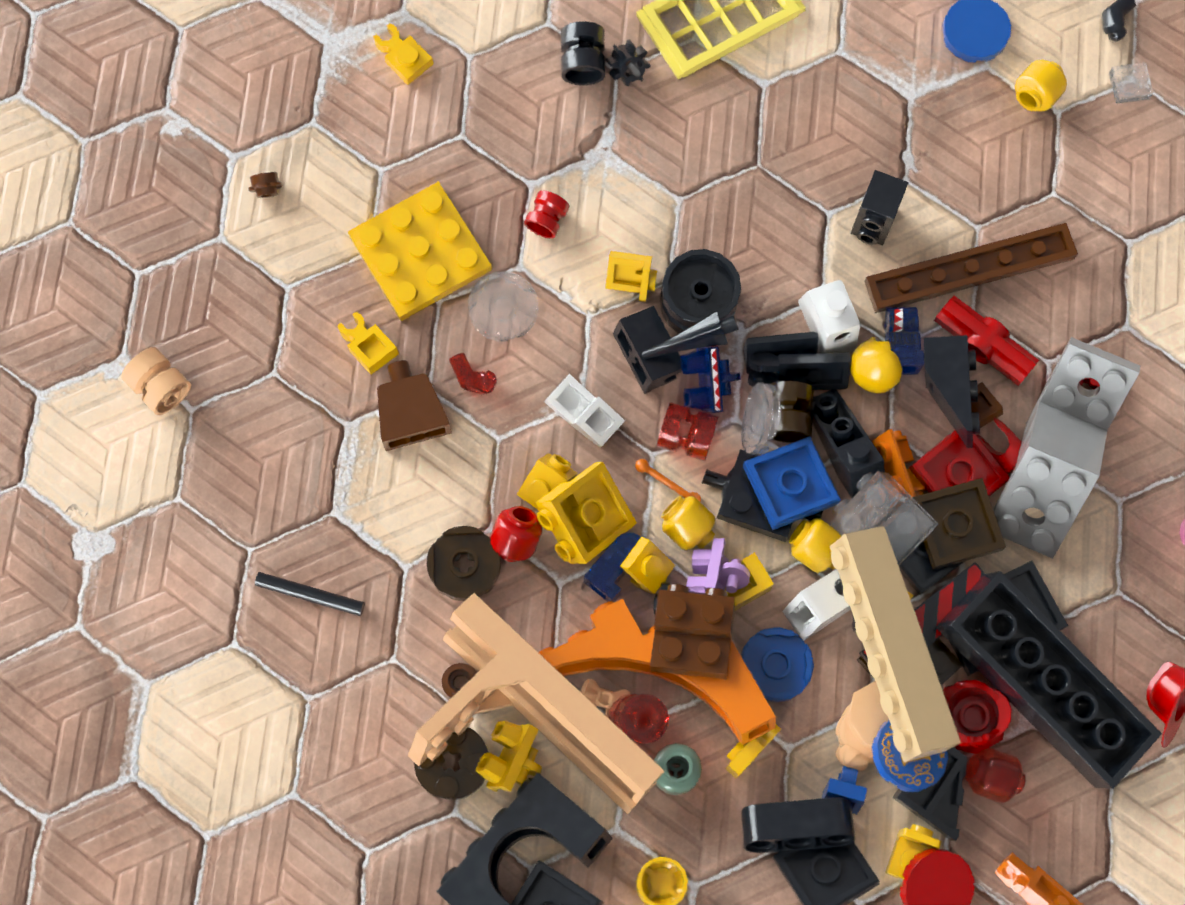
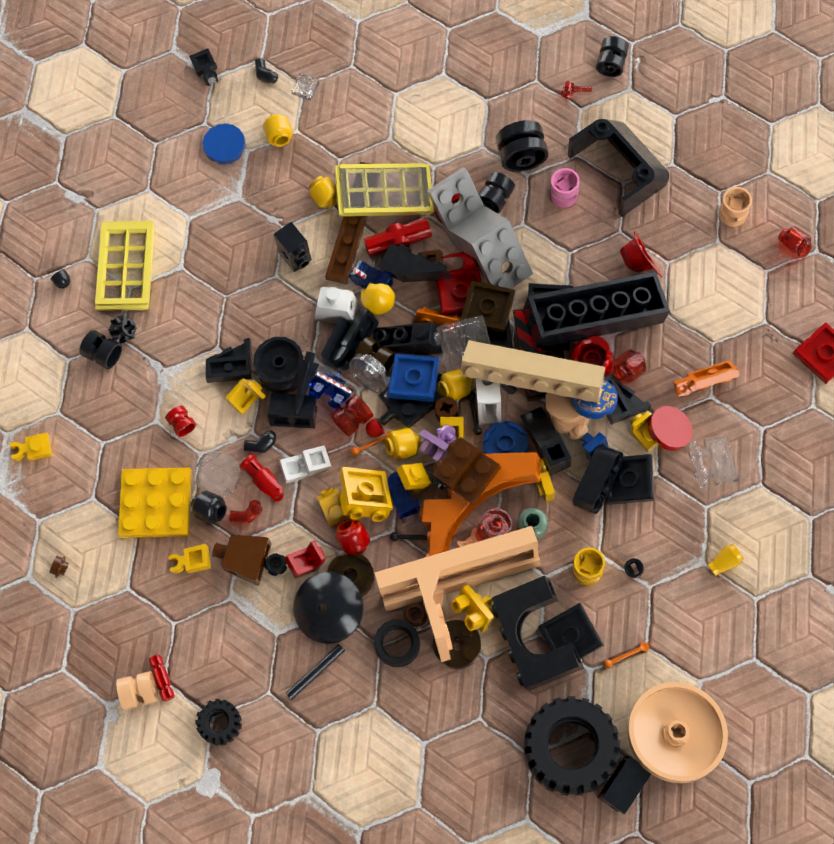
camera: 50 degrees left, 5 degrees down
(180, 529) = (205, 716): none -> black tyre
(192, 401) = (161, 678): none -> red axle
(382, 664) = (397, 624): none -> black tyre
(417, 572) = (343, 607): none -> black dish
(420, 447) = (271, 560): none -> black plate
(450, 322) = (208, 507): none -> black head
(450, 490) = (305, 560): none -> red bracket
(532, 367) = (262, 477): none -> red piece
(554, 590) = (395, 536): none -> black hinge
(580, 339) = (263, 444): none -> black arm
(665, 229) = (230, 364): none -> black wing
(689, 473) = (374, 428): none -> red hinge
(770, 559) = (441, 405): none -> reddish brown wheel
(771, 614) = (477, 430): none -> black hinge
(812, 718) = (546, 441): none -> black slope
(989, 202) = (323, 192): none -> yellow head
(1044, 277) = (383, 189): none -> clear piece
(1145, 434) = (496, 190): none -> black wheel

